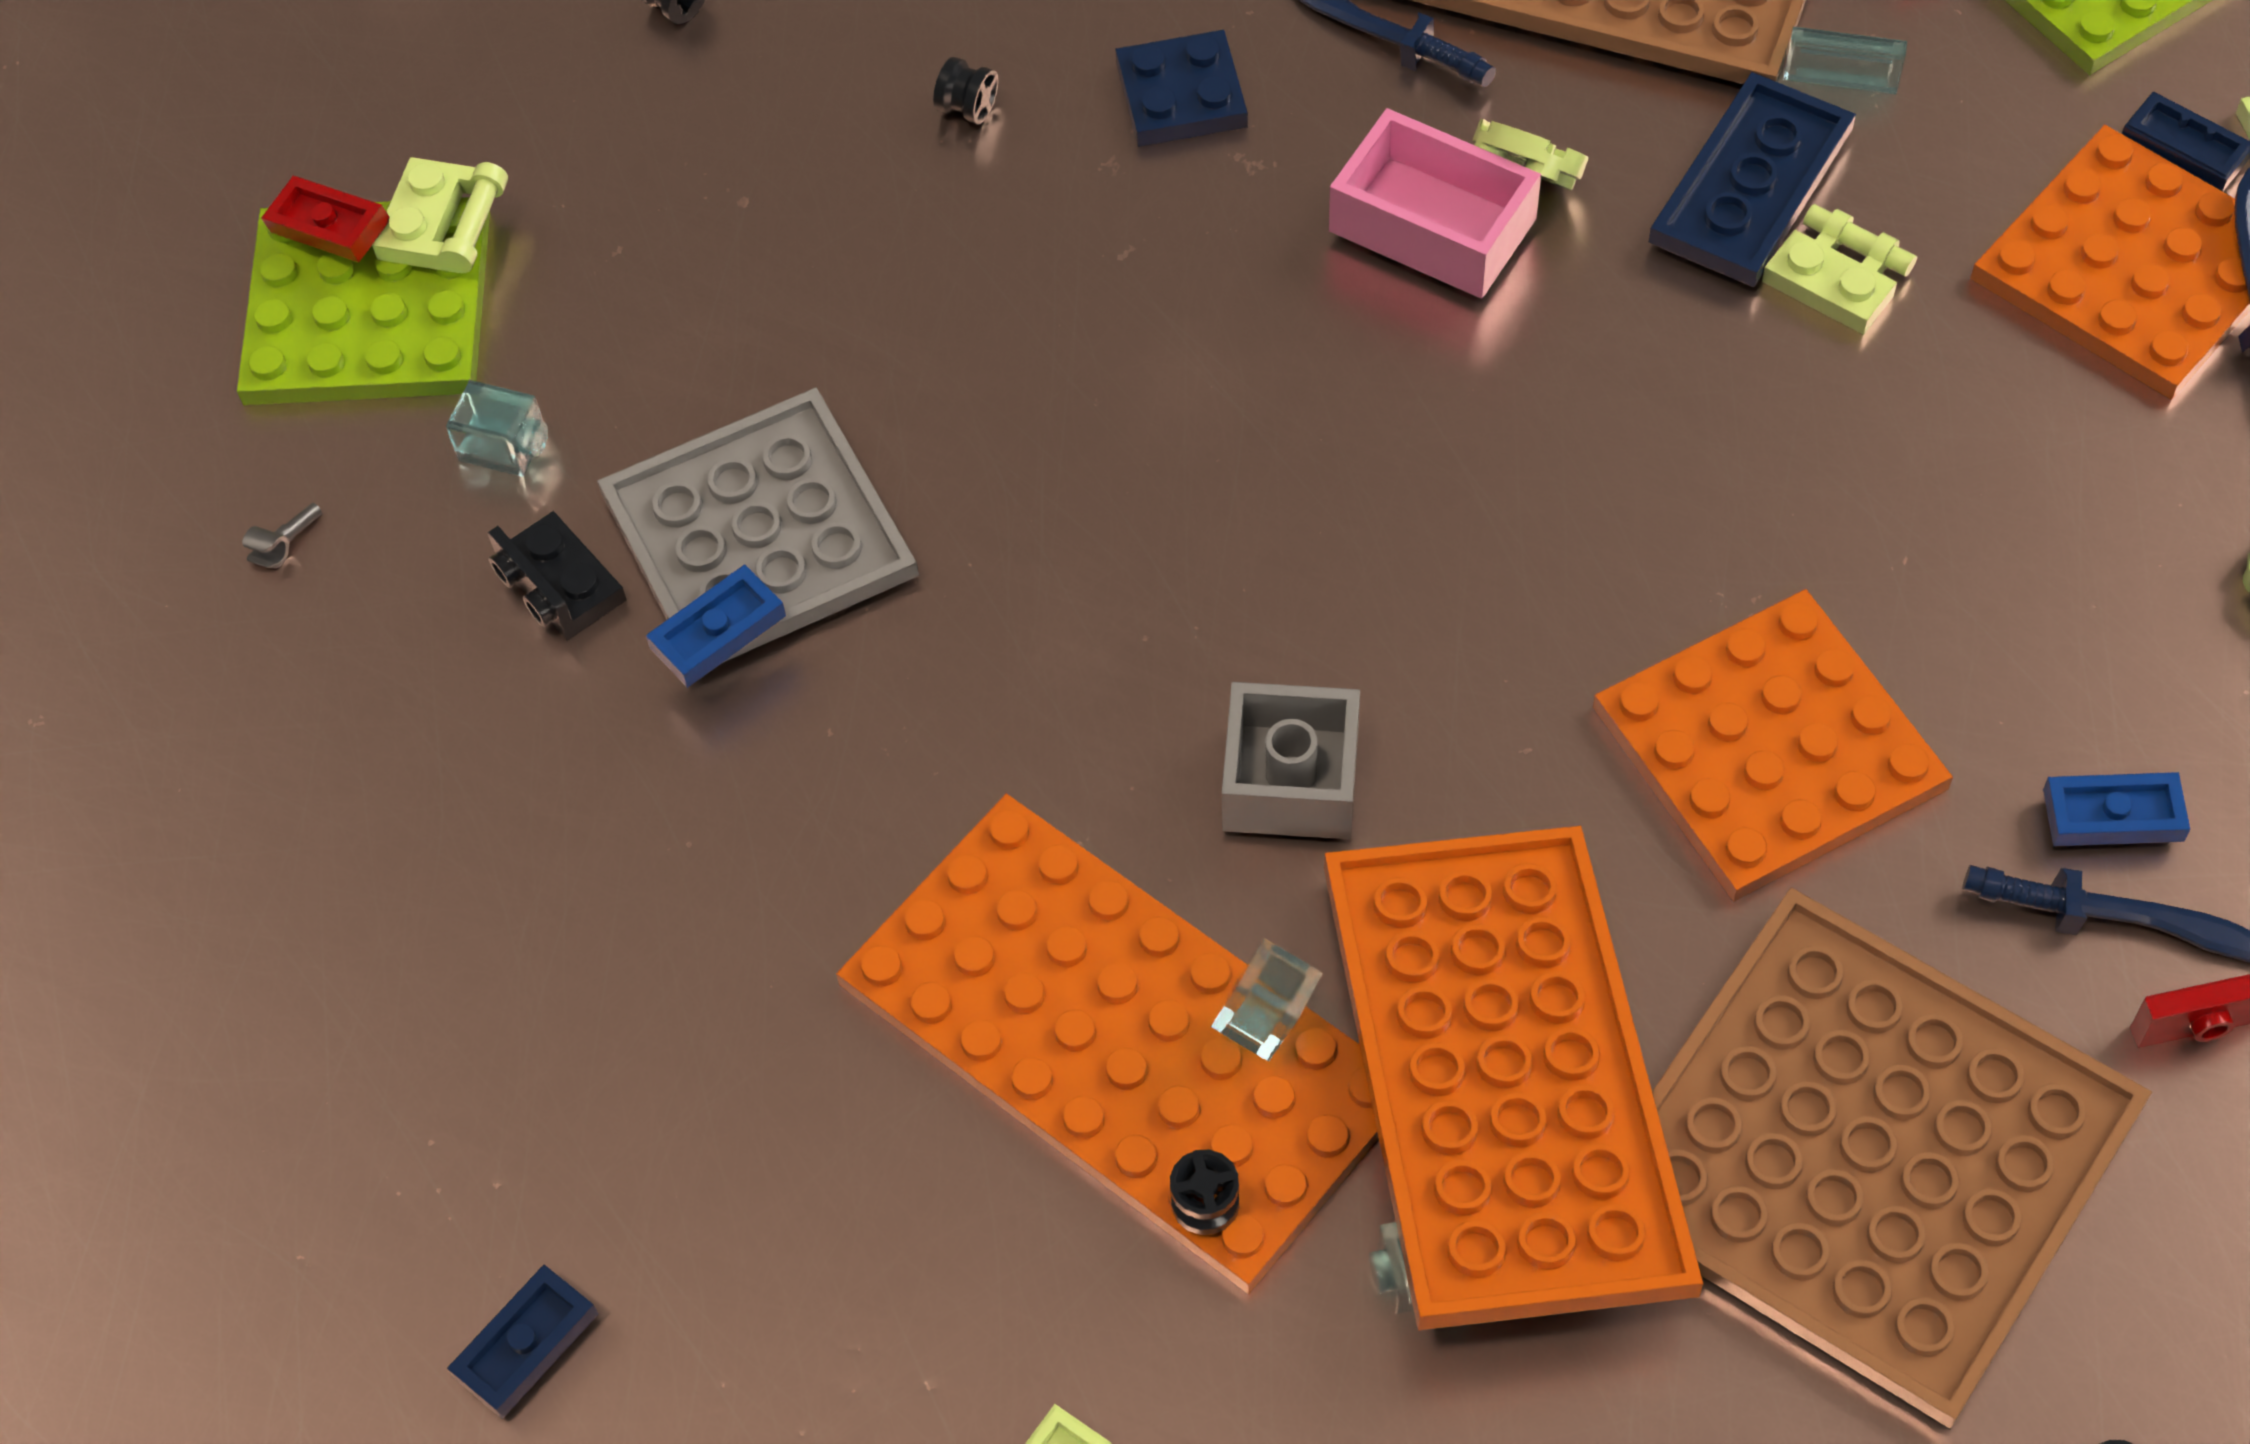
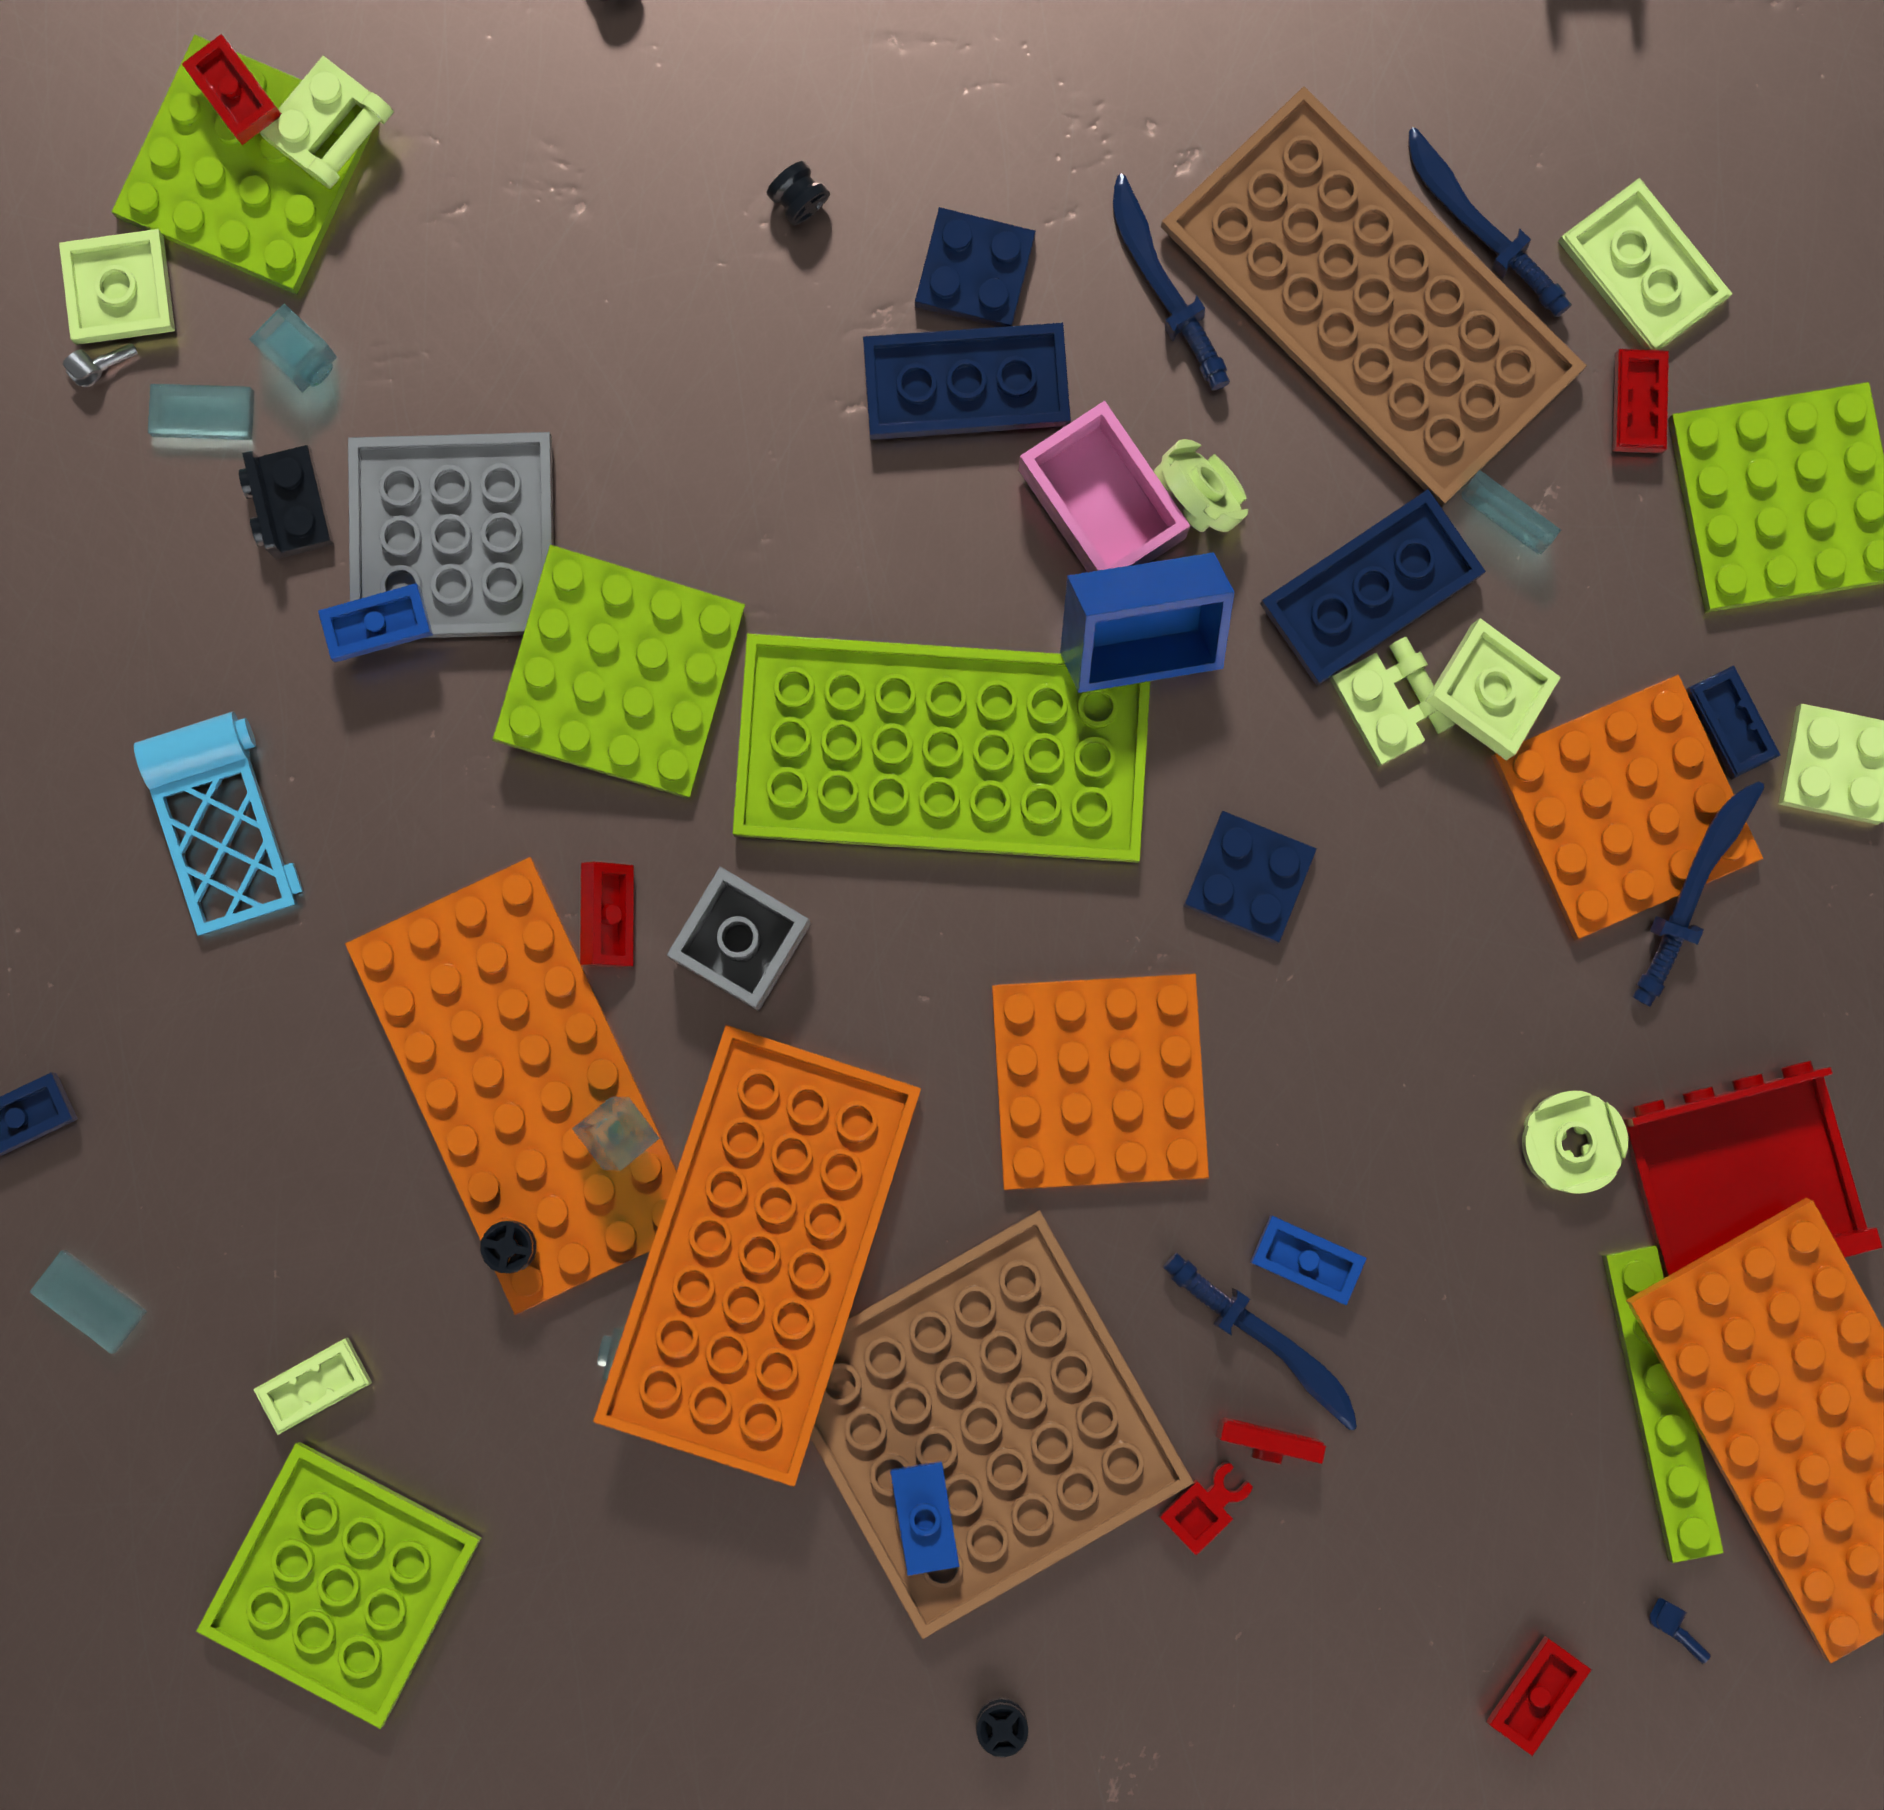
camera: 20 degrees right, 25 degrees up
(273, 455) = (116, 287): none -> yellowish green plate
(418, 535) = (201, 411): none -> clear light blue tile
(577, 851) = (203, 756): none -> medium azure piece
(1010, 574) = (618, 672): none -> lime plate
(1125, 810) = (607, 914): none -> red plate
(1228, 176) = (966, 381): none -> dark blue plate
(1400, 501) = (937, 750): none -> lime plate
(1550, 272) = (1146, 622): none -> blue piece
(1801, 482) = (1250, 877): none -> dark blue plate
(1872, 1270) = (924, 1518): none -> blue plate
(1935, 204) = (1493, 689): none -> yellowish green plate
(2177, 1124) = (1199, 1513): none -> red plate

